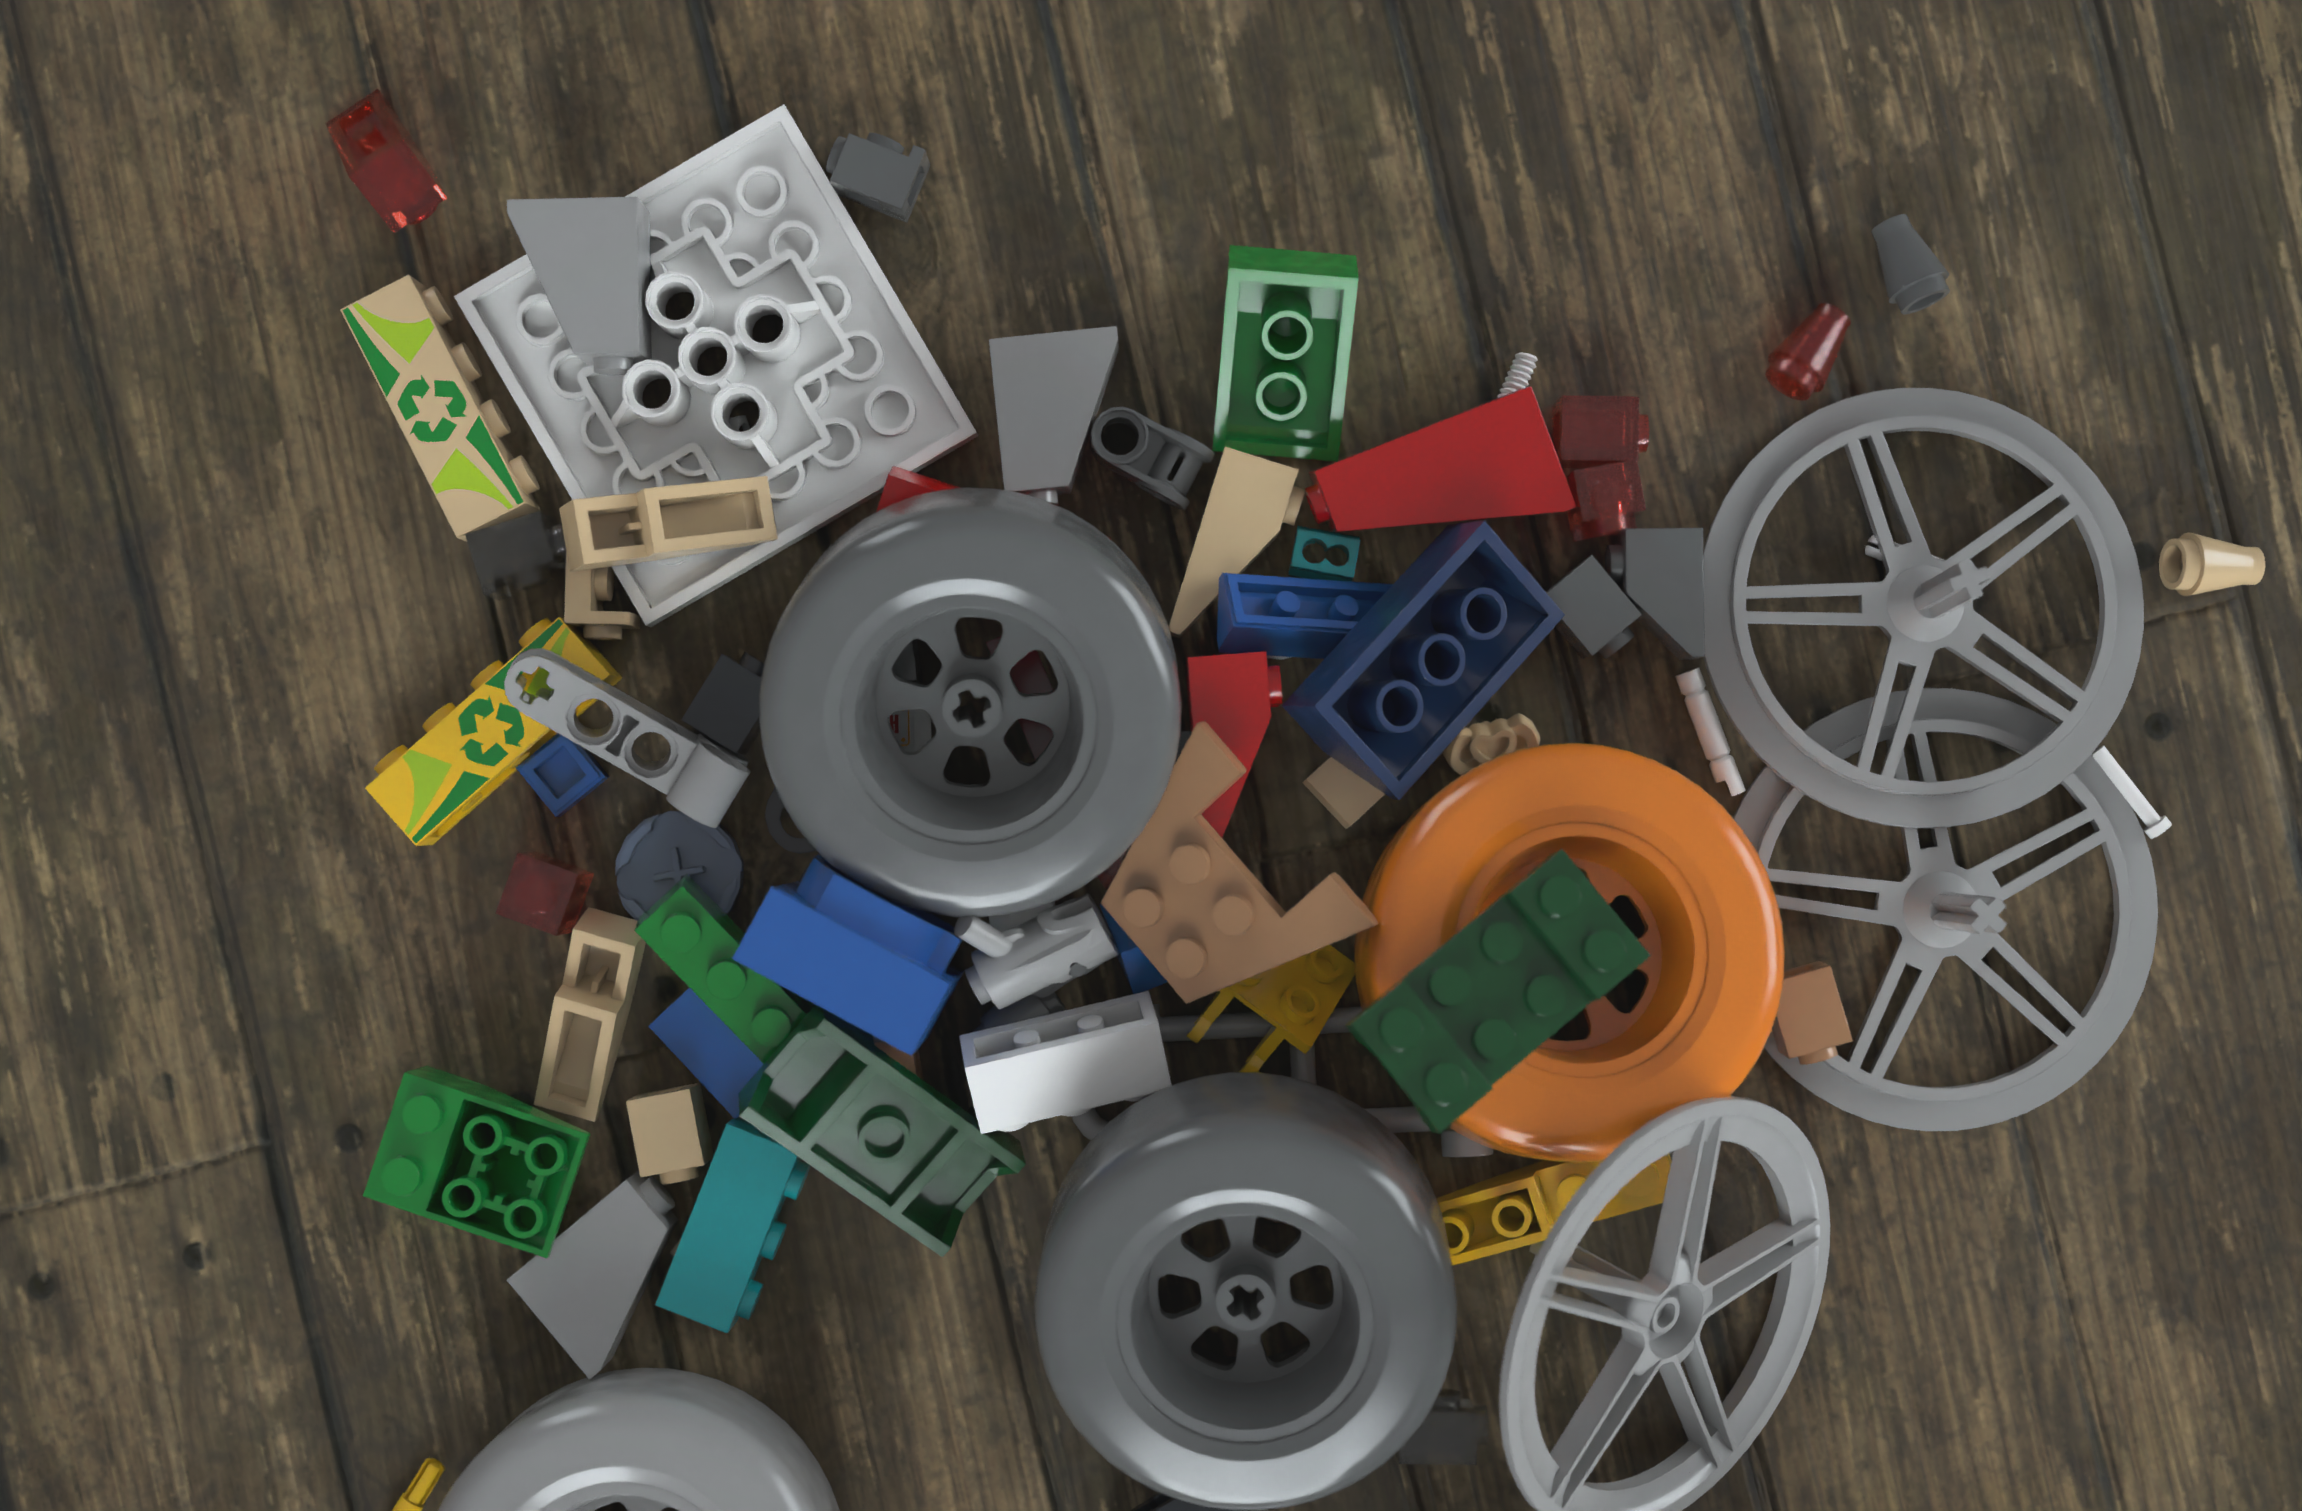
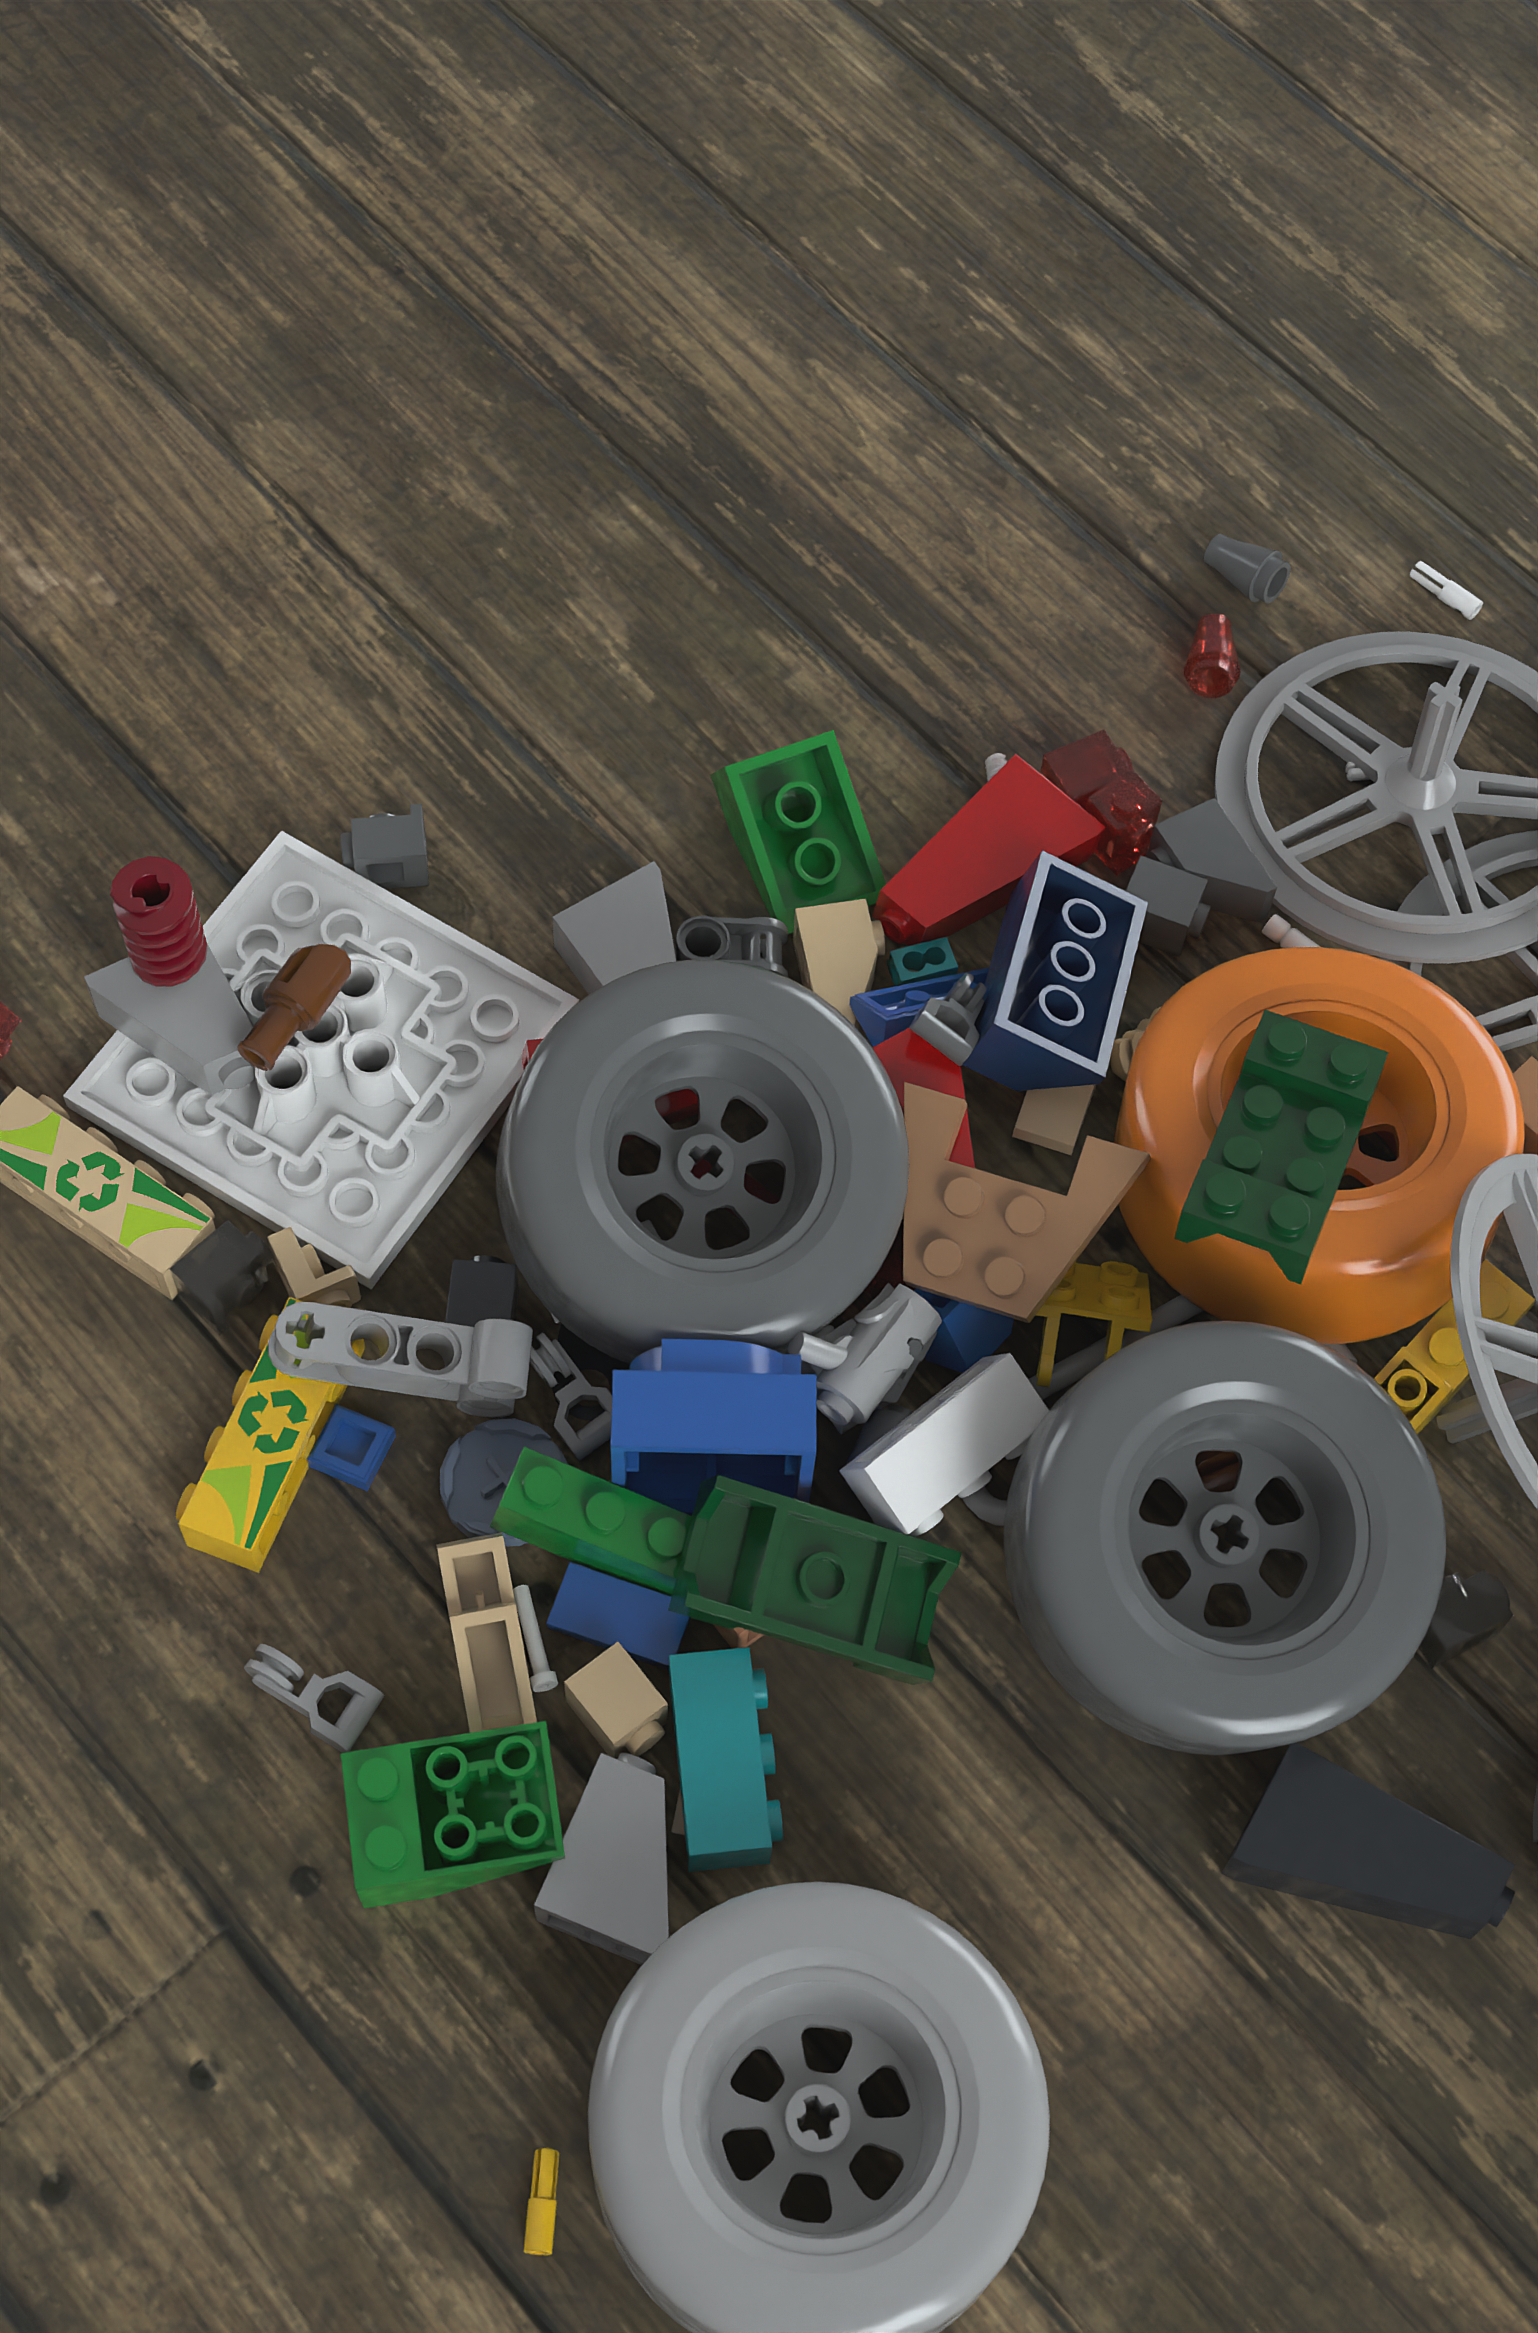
camera: 30 degrees left, 25 degrees down
(396, 954) = (272, 1678): none -> light grey piece
(544, 893) = (390, 1546): clear red brick -> none
(580, 199) = (159, 921): none -> dark red piece
(625, 1067) = (543, 1678): none -> white piece
(667, 522) = (346, 1176): tan slope -> none
(686, 332) = (295, 1001): none -> reddish brown arm
(781, 869) = (553, 1358): none -> light grey piece
(1312, 649) = (950, 1022): none -> dark grey piece
(2100, 390) = (1450, 594): none -> white pin

